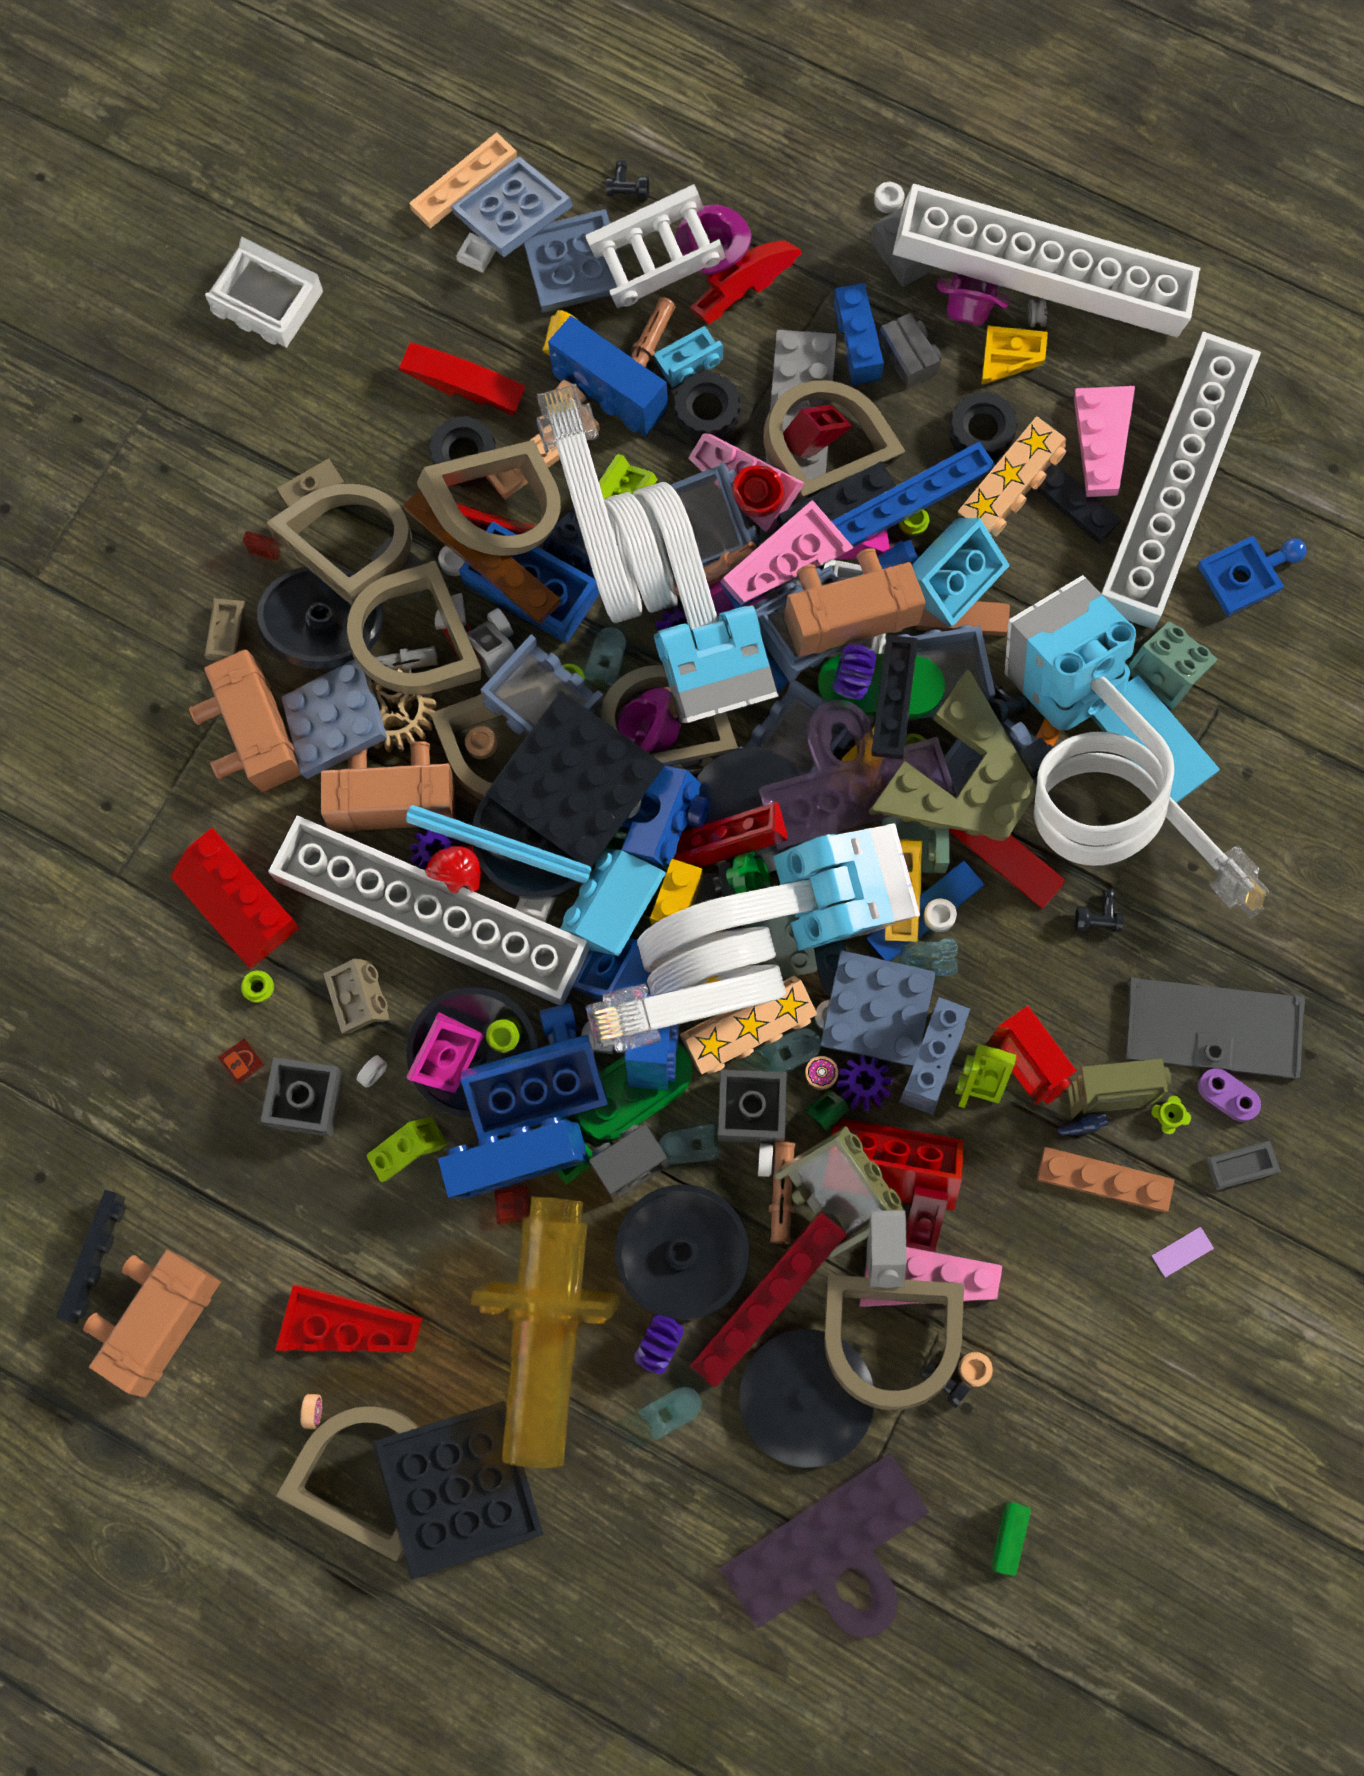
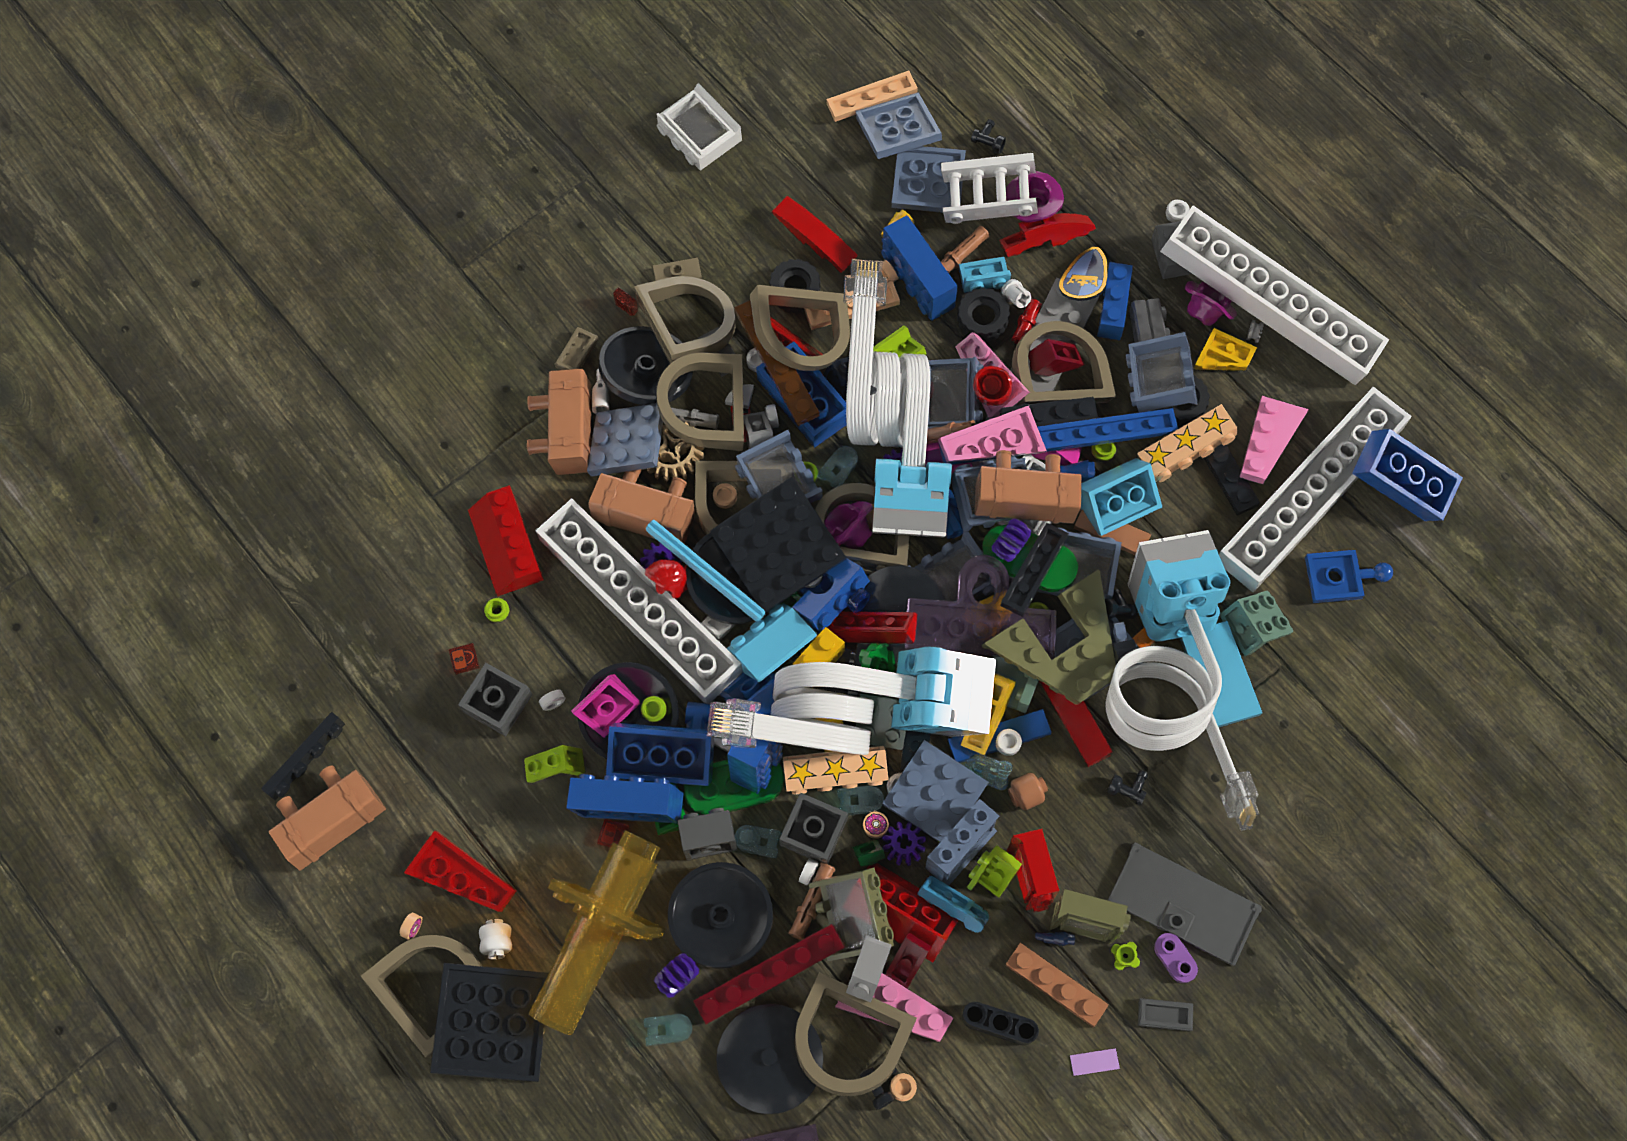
camera: 20 degrees right, 5 degrees down
(277, 674) = (600, 395): none -> white piece
(356, 995) = (563, 642): dark tan bracket -> none
(421, 1386) = (495, 939): none -> white piece
(475, 253) = (860, 150): white tile -> none
(736, 366) = (1015, 293): none -> white bush
(761, 395) = (1027, 320): none -> red pin
(812, 315) = (1085, 276): none -> shield
(948, 403) = (1161, 373): none -> window
(951, 1131) = (954, 904): none -> dark azure hinge
(984, 965) = (1027, 791): none -> nougat head
(1074, 1246) = (1013, 1022): none -> black beam
(1282, 424) = (1407, 475): none -> blue brick

